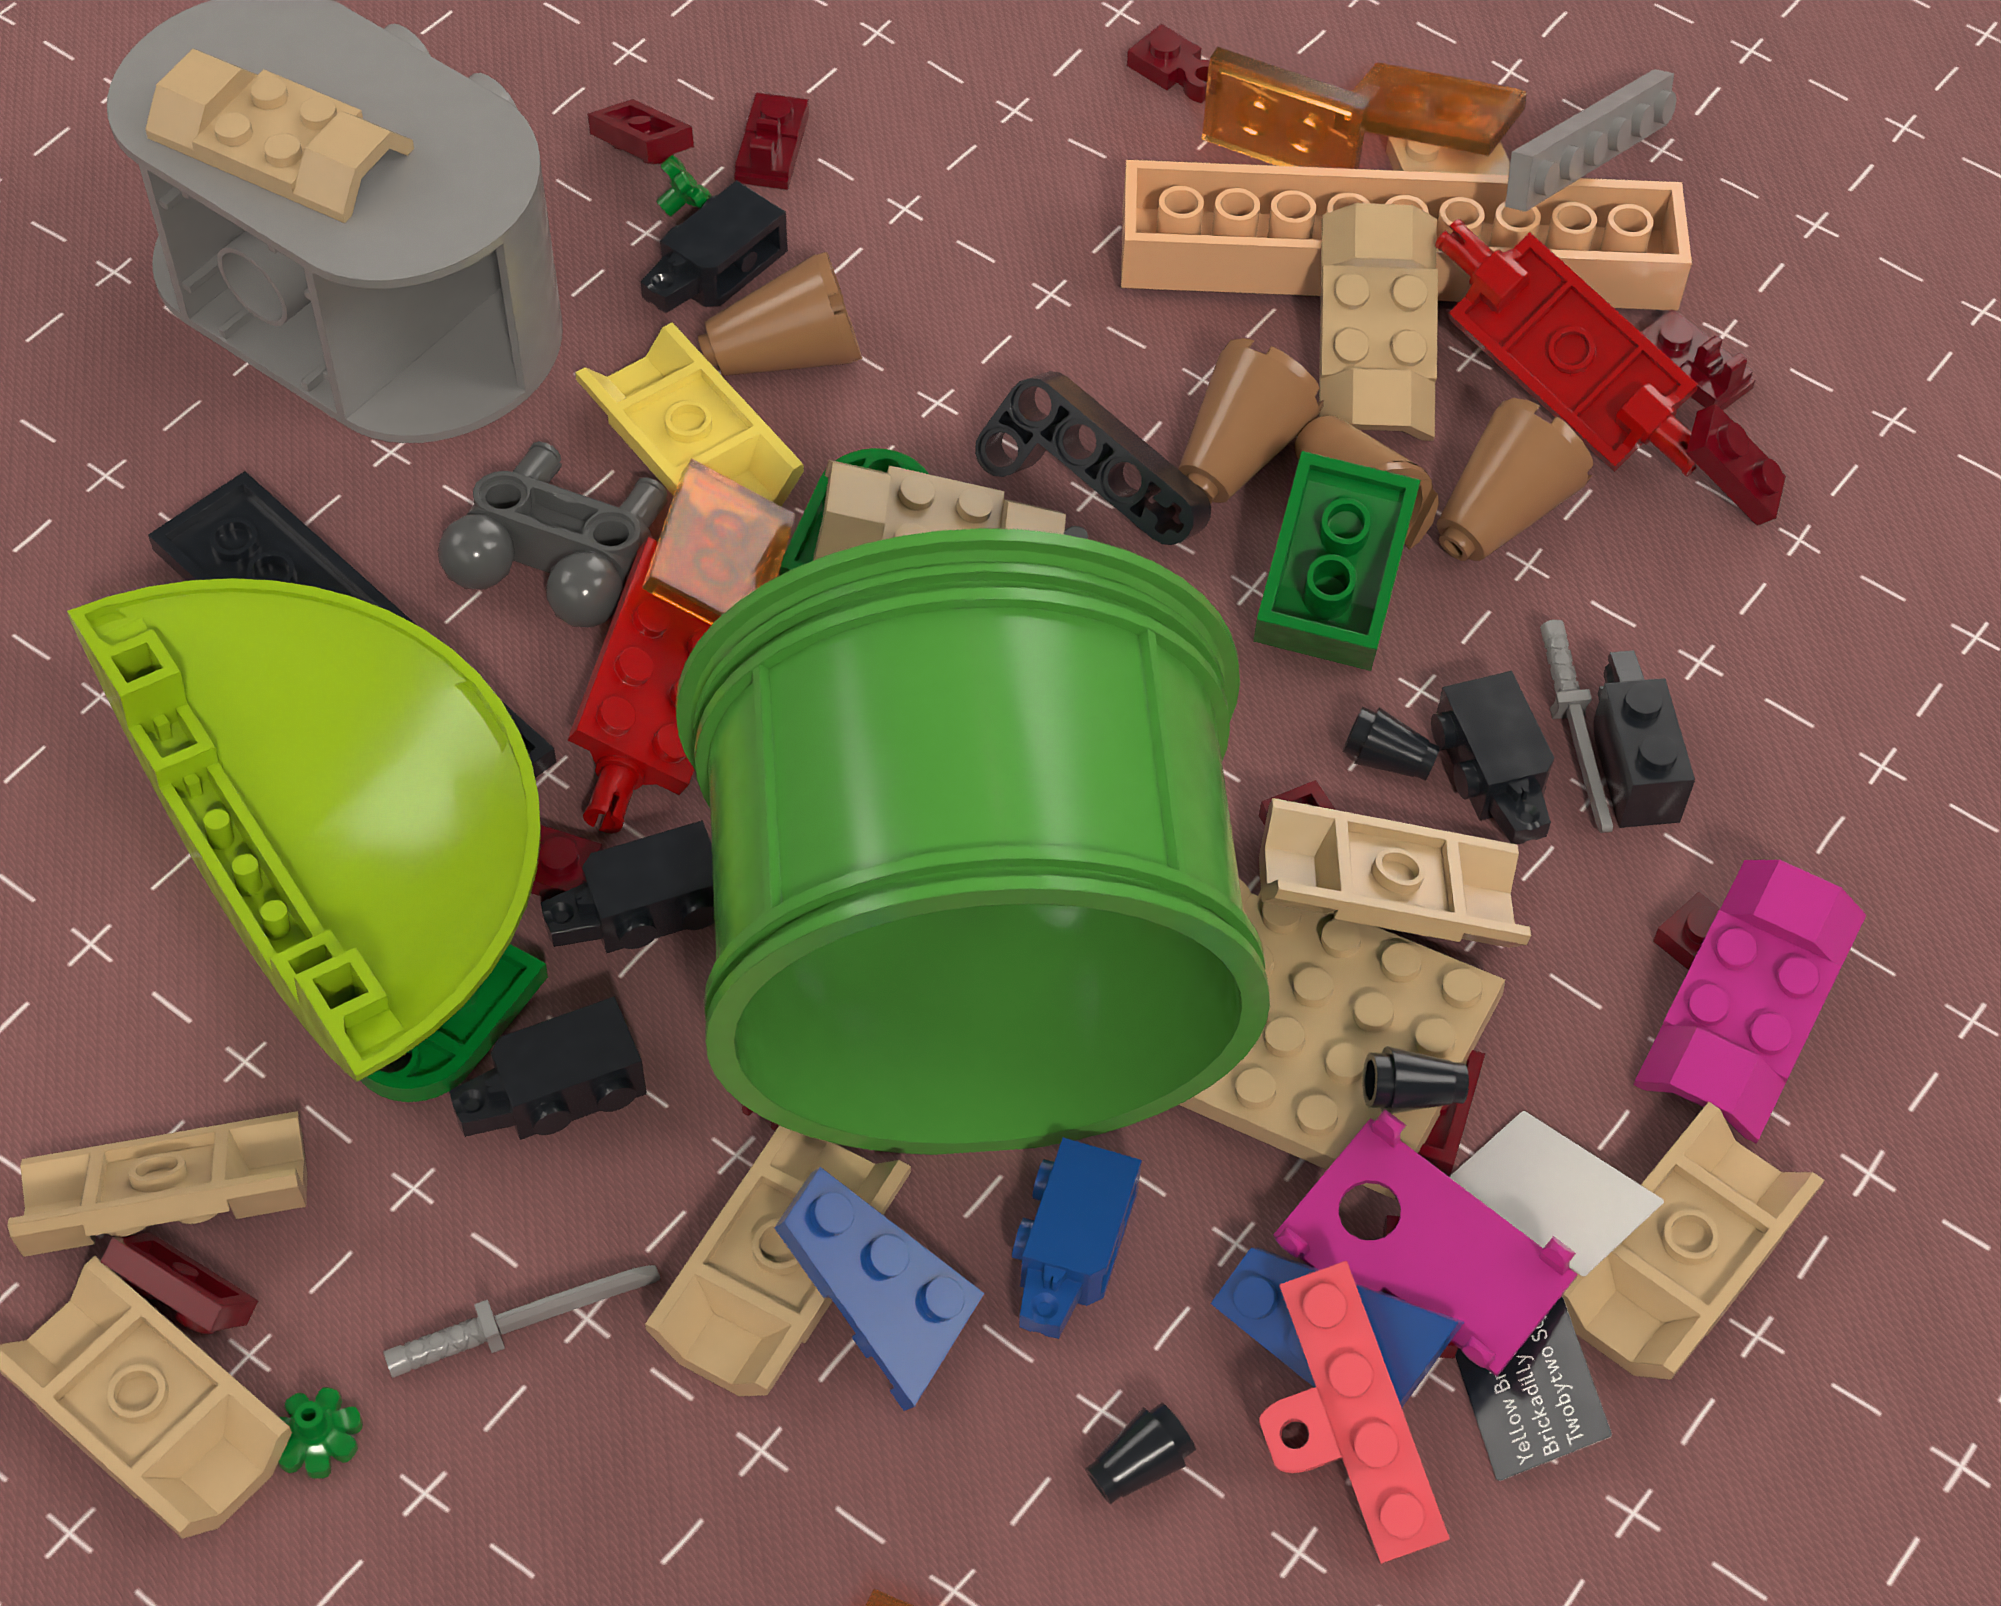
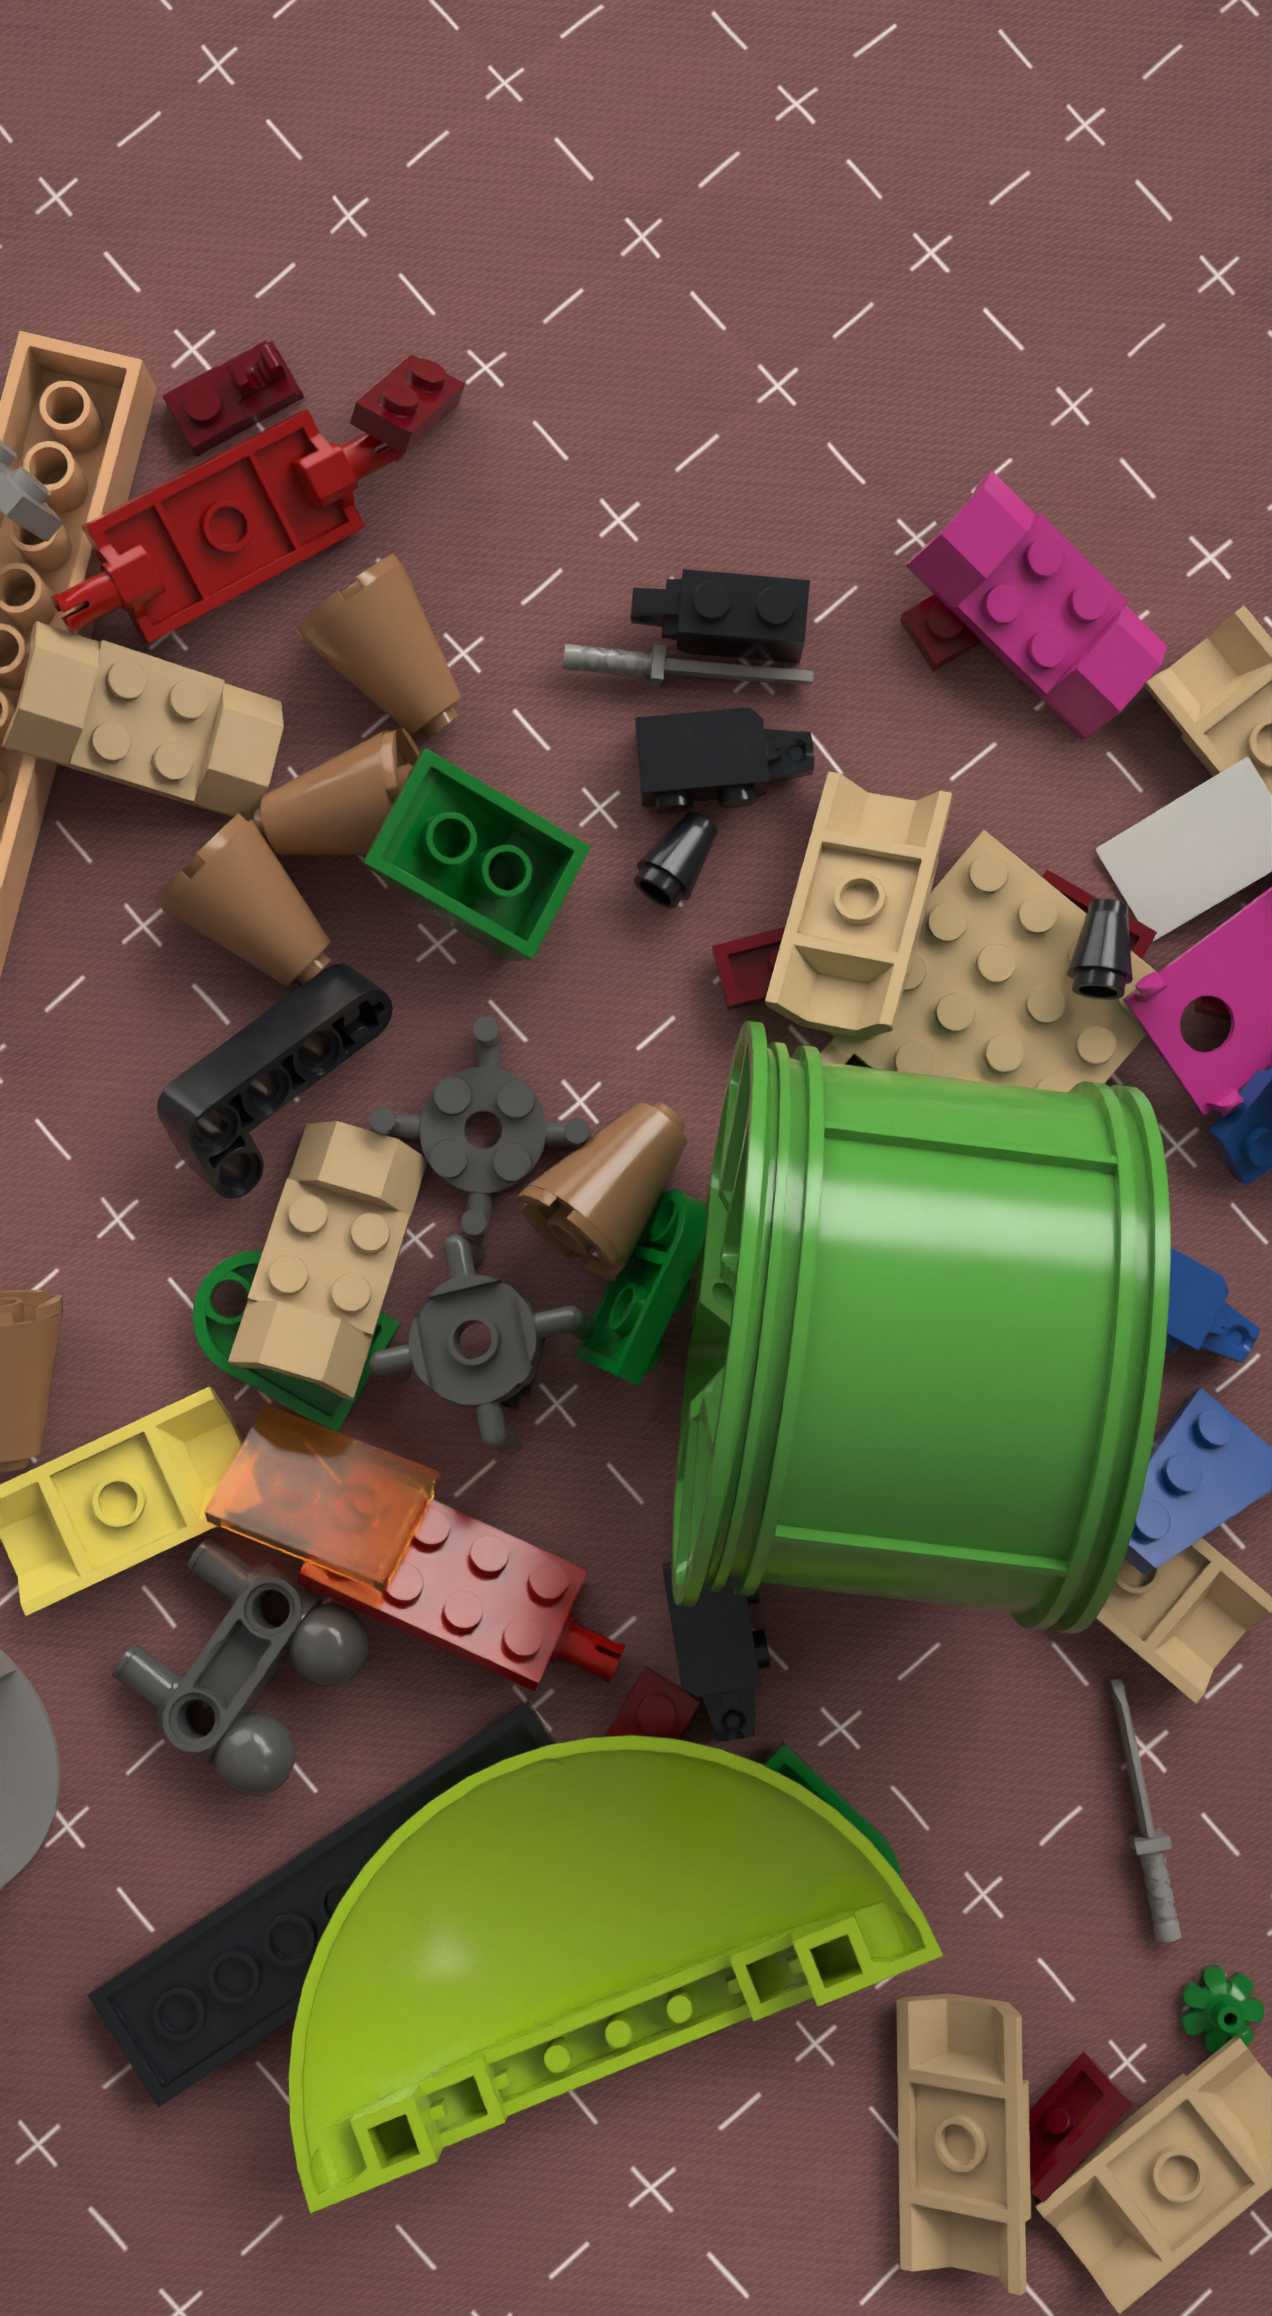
camera: 75 degrees left, 30 degrees up
(554, 1074) = (907, 1752): black hinge -> none

